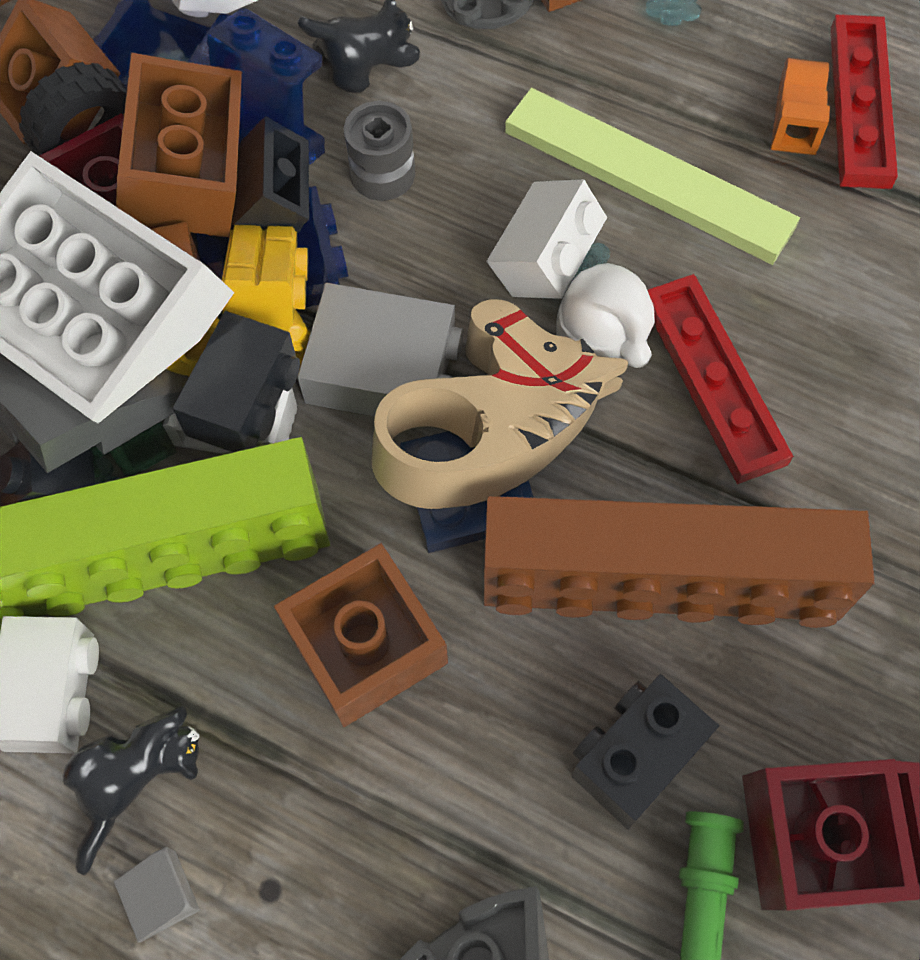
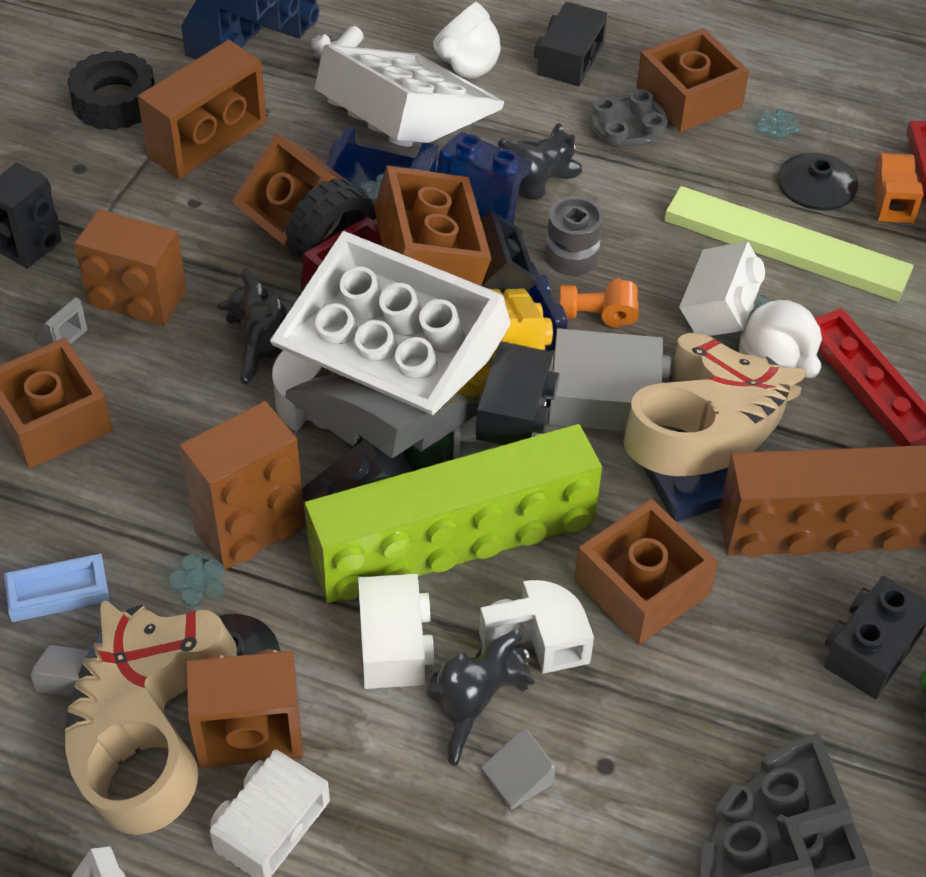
camera: 10 degrees left, 15 degrees down
(231, 684) = (549, 619): none -> white brick
(415, 247) = (616, 304): none -> orange leg
(706, 89) = (818, 181): none -> black dish

